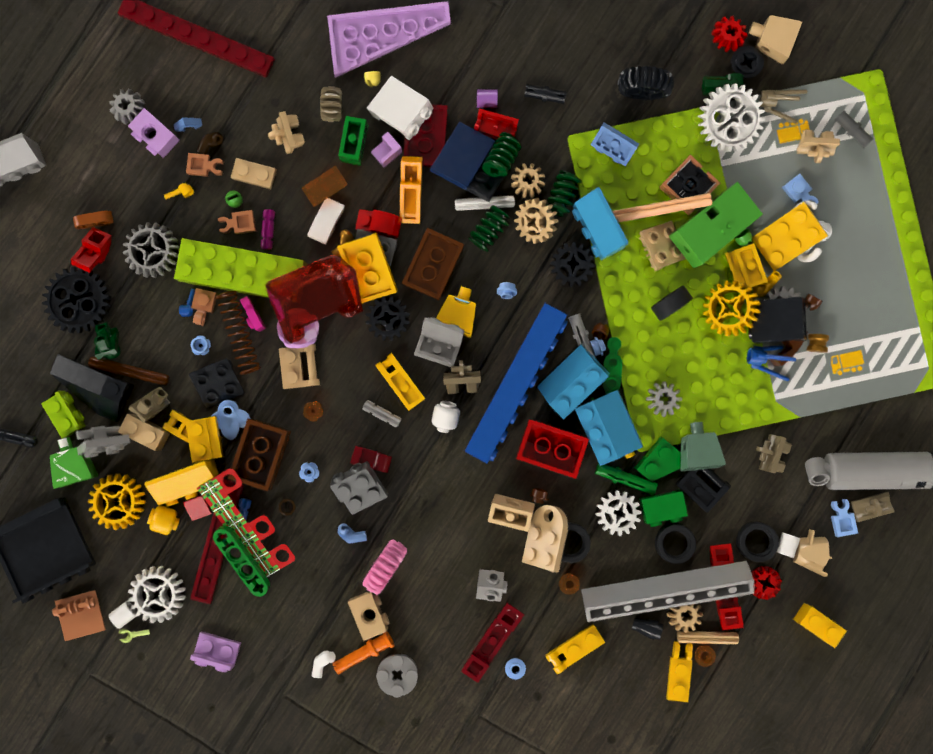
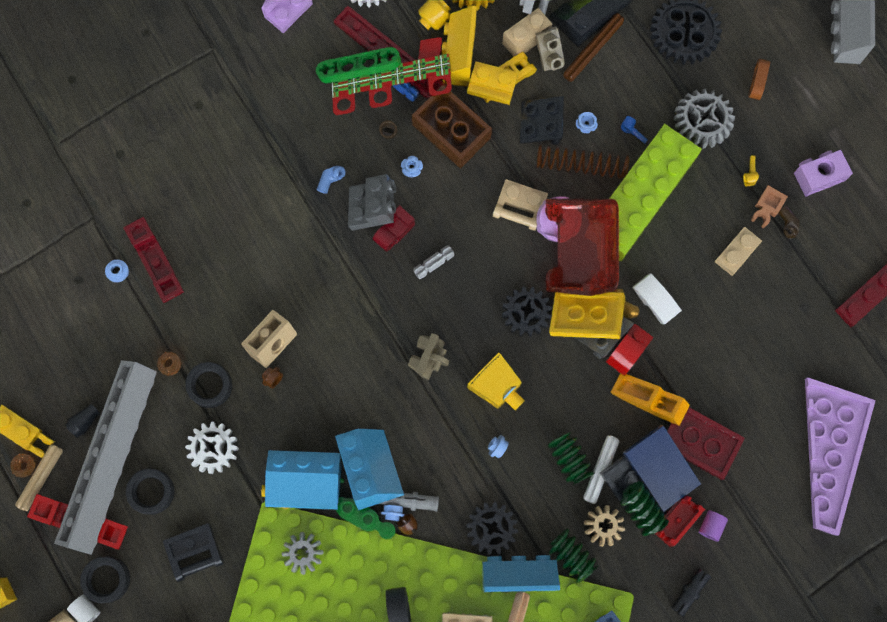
camera: 115 degrees right, 10 degrees down
(93, 250) = (728, 66): red brick -> none
(106, 342) = (631, 38): dark green hips -> none
(121, 102) = (862, 160): light grey gear -> none
(180, 125) = (820, 206): medium blue tile -> none
(203, 302) = (626, 144): nougat plate -> none
(230, 422) = (497, 116): light blue plate -> none
(235, 202) = (716, 220): bright green hinge -> none
(241, 222) = (693, 215): nougat plate -> none
(254, 319) = (590, 183): dark pink plate -> none
(267, 229) = (674, 238): magenta axle -> none
(284, 133) = (777, 305): tan hips -> none
(312, 416) = (469, 191): clear orange plate -> none
(320, 661) = (225, 94): white arm -> none
(324, 186) = (693, 313): clear orange hinge -> none
(331, 104) = (777, 358): dark tan gear -> none
(353, 140) = (728, 363): green brick -> none
(368, 627) = (233, 150): tan brick -> none
(372, 78) = (787, 416): light yellow hinge -> none
(372, 648) = (211, 145): orange pin -> none
(385, 567) = (281, 191): bright pink gear -> none
(385, 676) = (173, 145): light grey plate -> none
(387, 150) = (703, 394): lavender panel -> none
(400, 107) = (742, 427): white panel -> none
(400, 382) = (456, 294): yellow plate -> none
(433, 264) = (561, 384): reddish brown plate -> none
(439, 342) = (476, 349): light grey bracket -> none
(445, 416) = (399, 322): white head -> none
(491, 585) = (209, 284): light grey brick -> none
(516, 382) = (396, 404): blue brick -> none
(538, 221) = (556, 512): tan gear -> none
(546, 538) = (224, 360): tan plate -> none
(552, 448) = (310, 409): red slope -> none
(575, 648) = (103, 339): yellow plate -> none
(625, 478) = (241, 475): green pin -> none
(659, 460) = (241, 521): green wing -> none
(663, 507) = (192, 497): green brick -> none
(685, 622) = (66, 463): tan gear -> none
(700, 450) = (230, 565): sand green torso -> none
(773, 578) = (70, 567): red gear -> none

